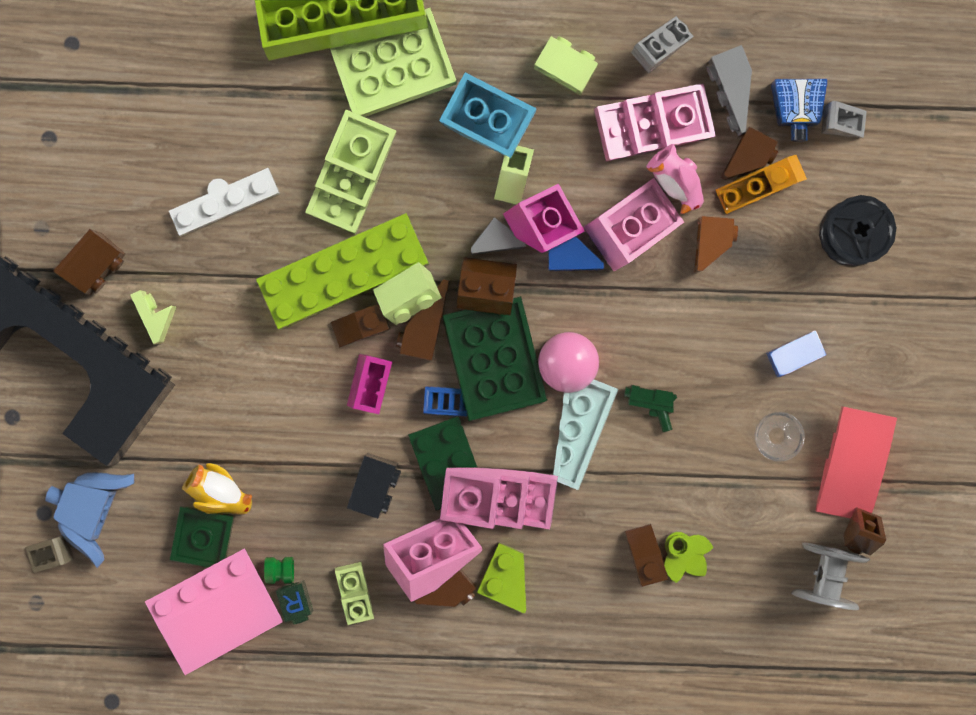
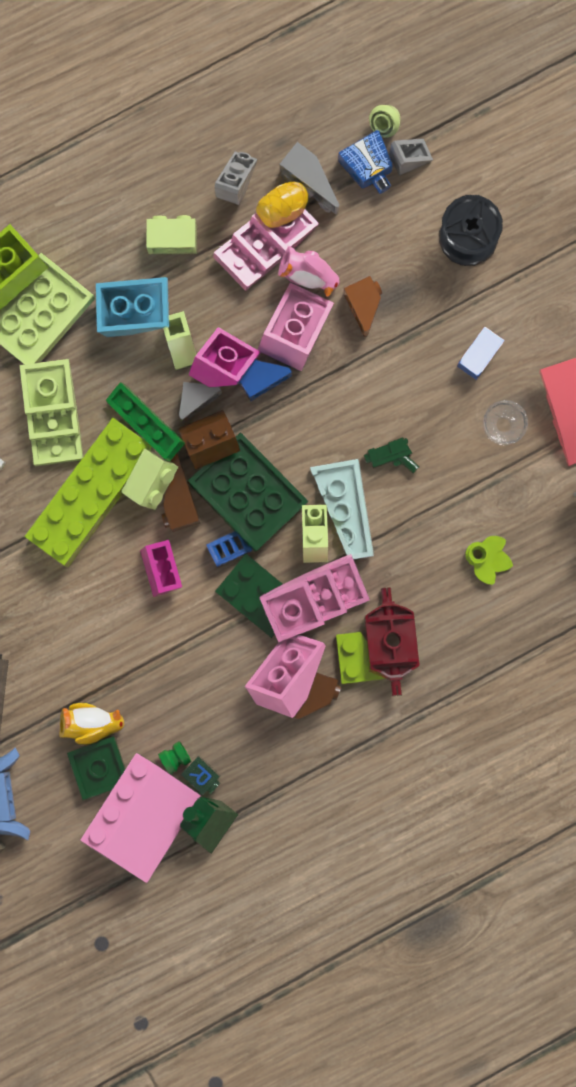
camera: 30 degrees left, 5 degrees down
(275, 649) = (207, 822): none -> dark green torso
(354, 593) = (245, 741): yellowish green slope -> none
(360, 325) = (127, 527): reddish brown slope -> none
(373, 485) = (210, 645): black brick -> none
(435, 234) = (145, 421): none -> green plate
(532, 597) = (390, 661): none -> dark red plate
(535, 436) = (315, 533): none -> yellowish green slope
(568, 362) = (307, 461): bright pink piece -> none
(646, 555) = (457, 576): reddish brown slope -> none
(691, 98) = (282, 204): none -> yellow piece
(751, 154) = (354, 221): reddish brown slope -> none
(761, 184) = (375, 238): light orange slope -> none
(839, 72) = (385, 119): none -> yellowish green cone

